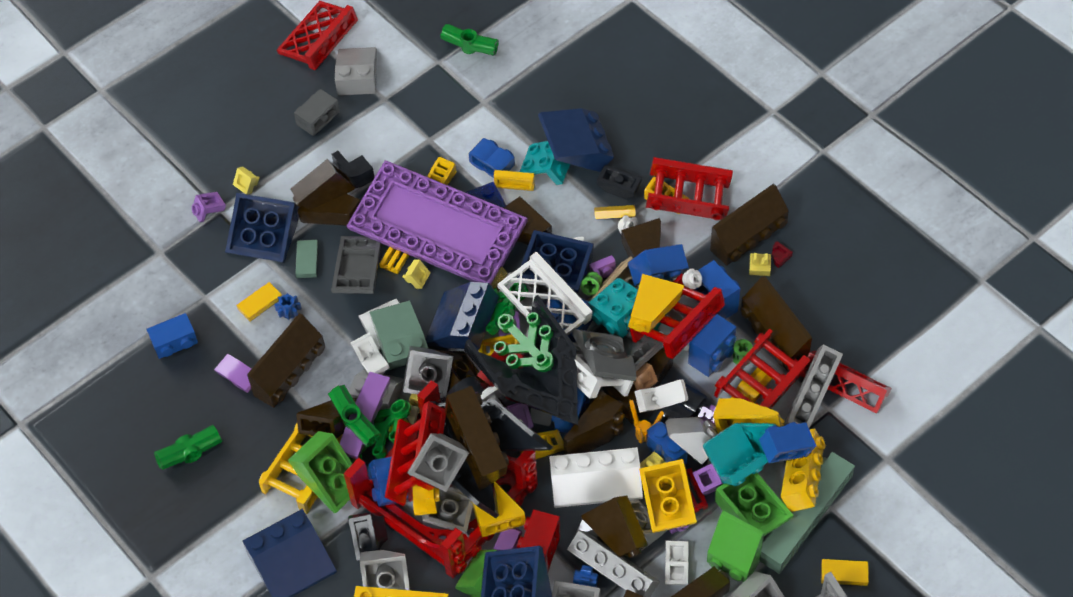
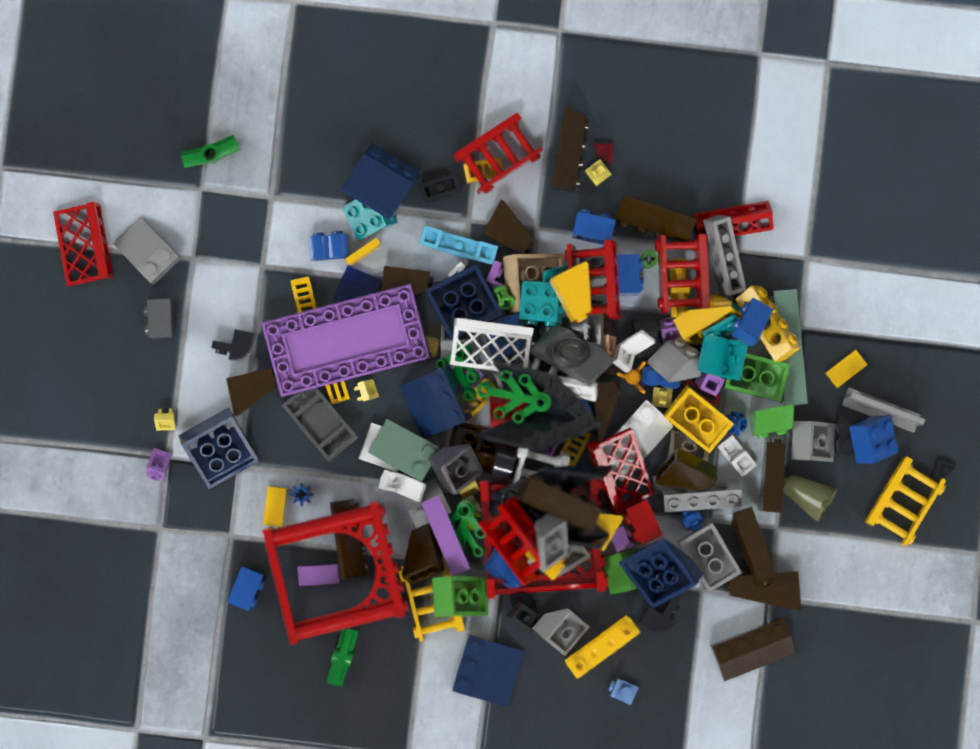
camera: 50 degrees left, 30 degrees up
(262, 424) = (367, 515): none -> red arch
(306, 258) = (274, 443): sand green tile -> none
(321, 186) = (239, 386): dark brown slope -> none
(361, 425) = (434, 545): green piece -> none
(545, 472) = (608, 484): none -> fence
(591, 229) = (458, 245): none -> medium azure slope
(614, 212) = (459, 217): yellow tile -> none
(627, 222) = (479, 221): white plate -> none
(659, 262) = (543, 248): blue brick -> none
(692, 279) = (578, 242): white plate -> none
(700, 533) = (739, 421): none -> blue gear

